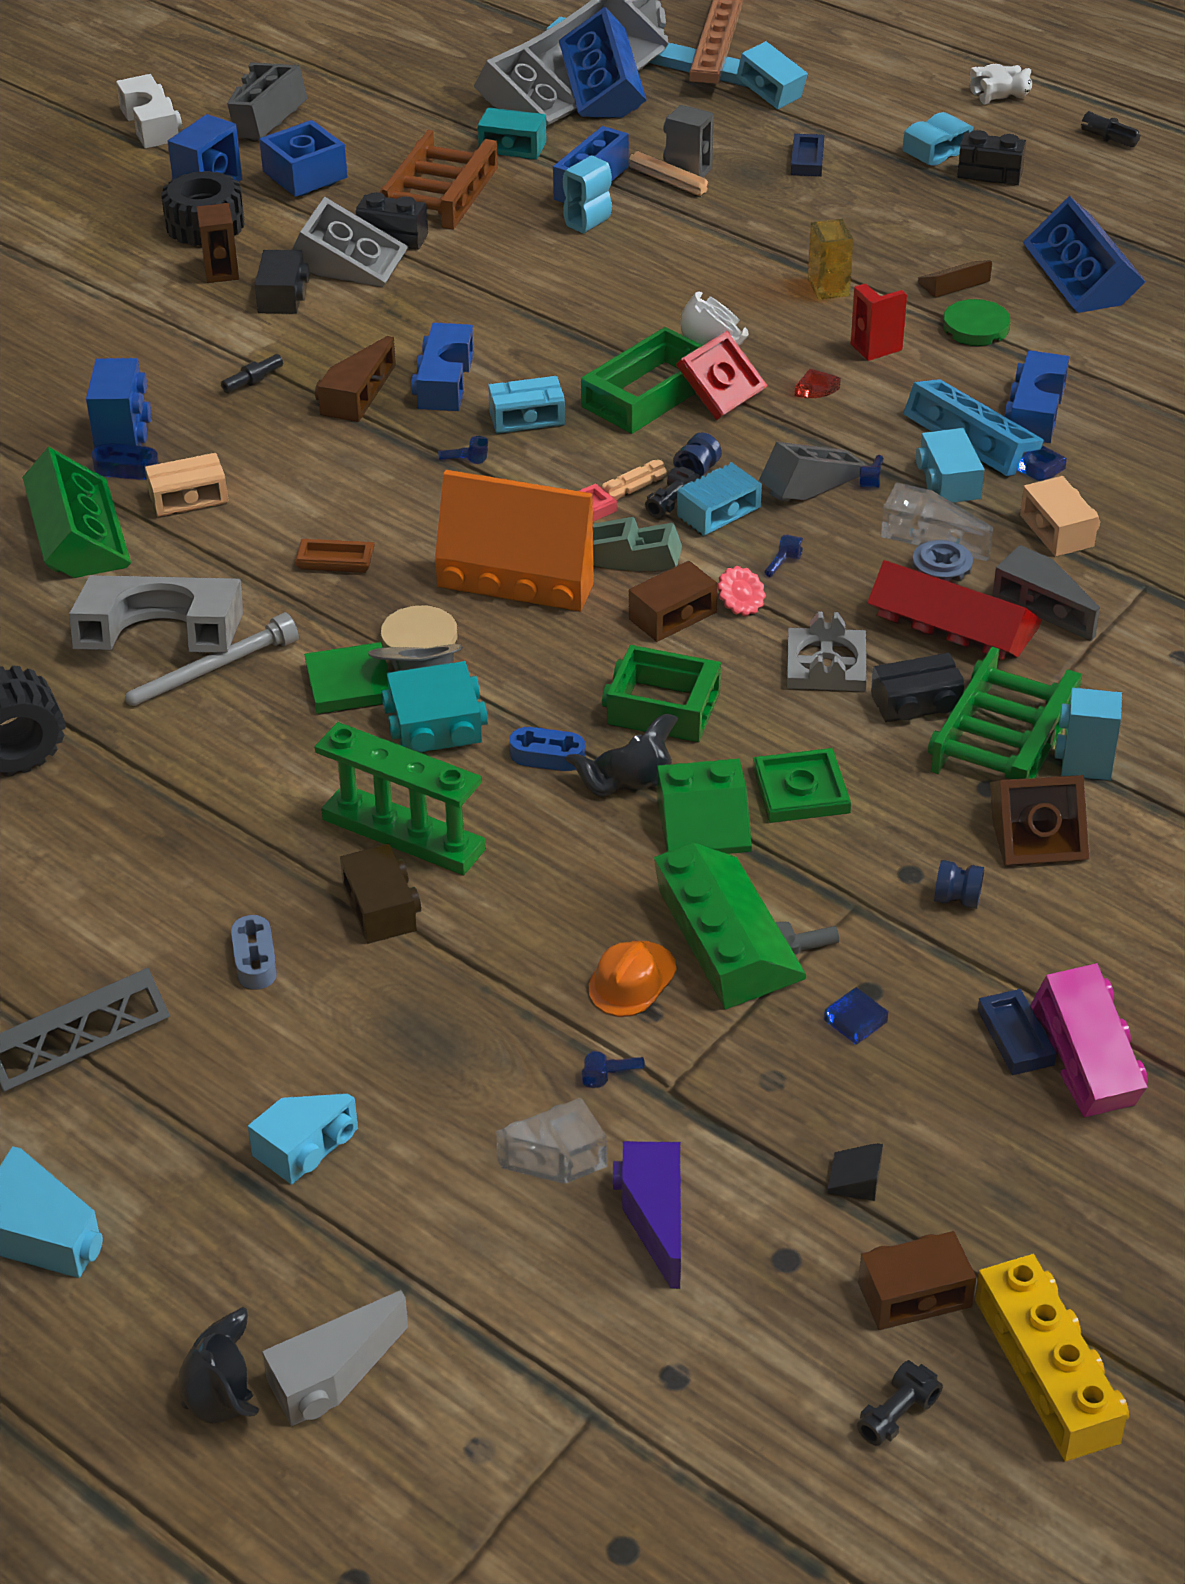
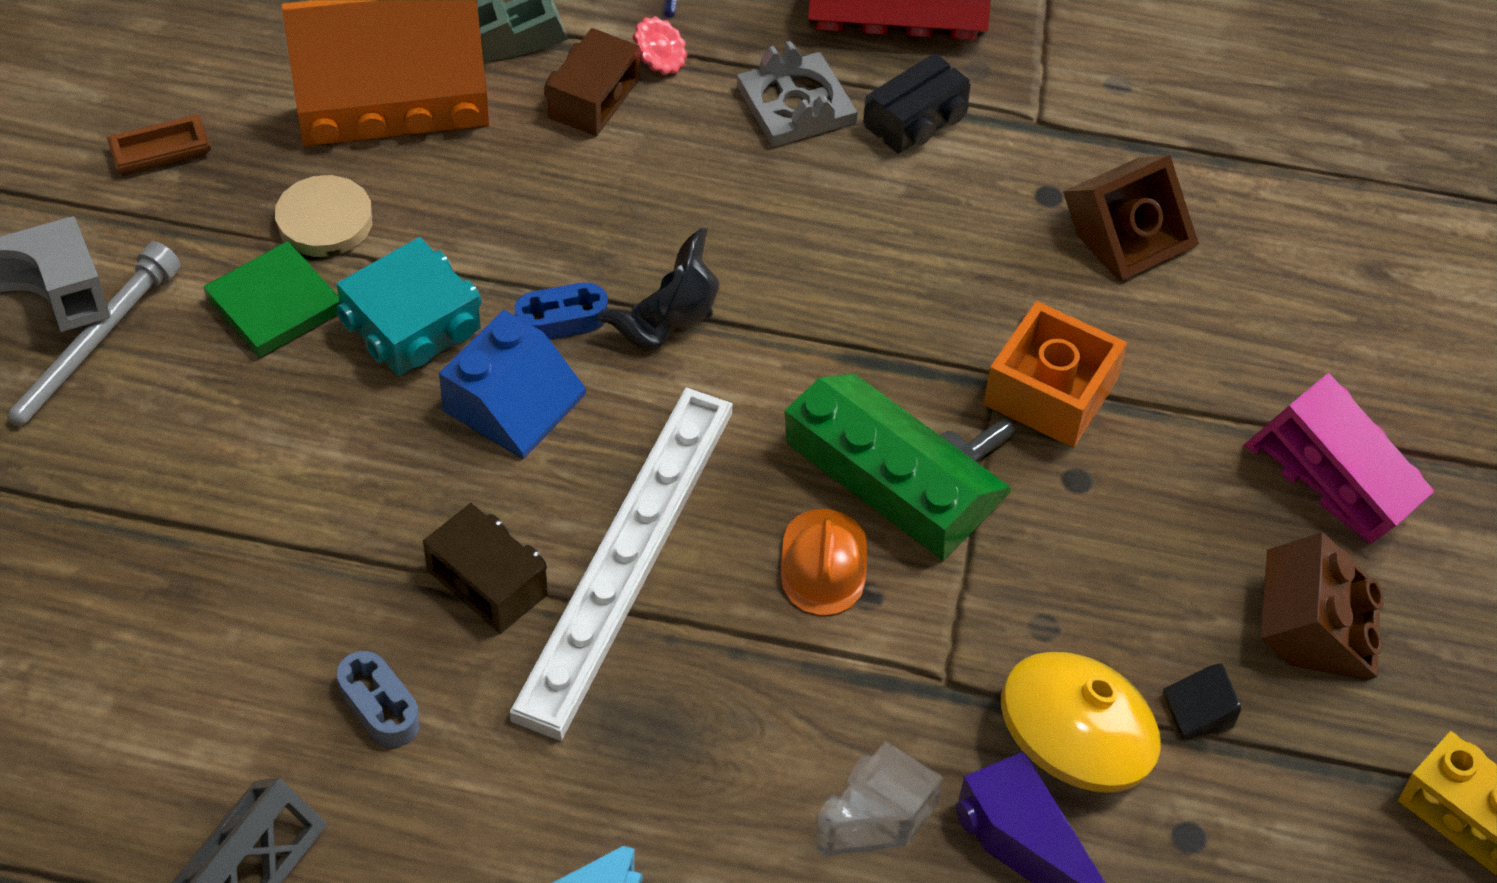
camera: 30 degrees left, 10 degrees up
(391, 823) = (452, 469): green fence -> none
(414, 657) = (351, 250): dark grey piece -> none
(482, 926) = (620, 566): none -> white tile
(502, 787) = (510, 385): none -> blue slope
(597, 1068) = (861, 693): clear blue hand -> none
(664, 670) = (647, 170): green window -> none
(704, 805) = (784, 327): green slope -> none
(745, 1144) = (1080, 721): none -> yellow dish
(801, 785) = (861, 260): green tile -> none
(856, 1015) = (1086, 516): clear blue tile -> none
(890, 904) = (1054, 373): none -> orange brick
(916, 1280) = (1343, 806): reddish brown brick -> none
(959, 884) = (1110, 316): dark blue wheel -> none
(998, 1141) = (1321, 609): none -> reddish brown slope
(1016, 1032) = (1253, 472): dark blue tile -> none
(1033, 745) = (1069, 97): green fence -> none
(1090, 733) = (1133, 101): medium azure brick -> none

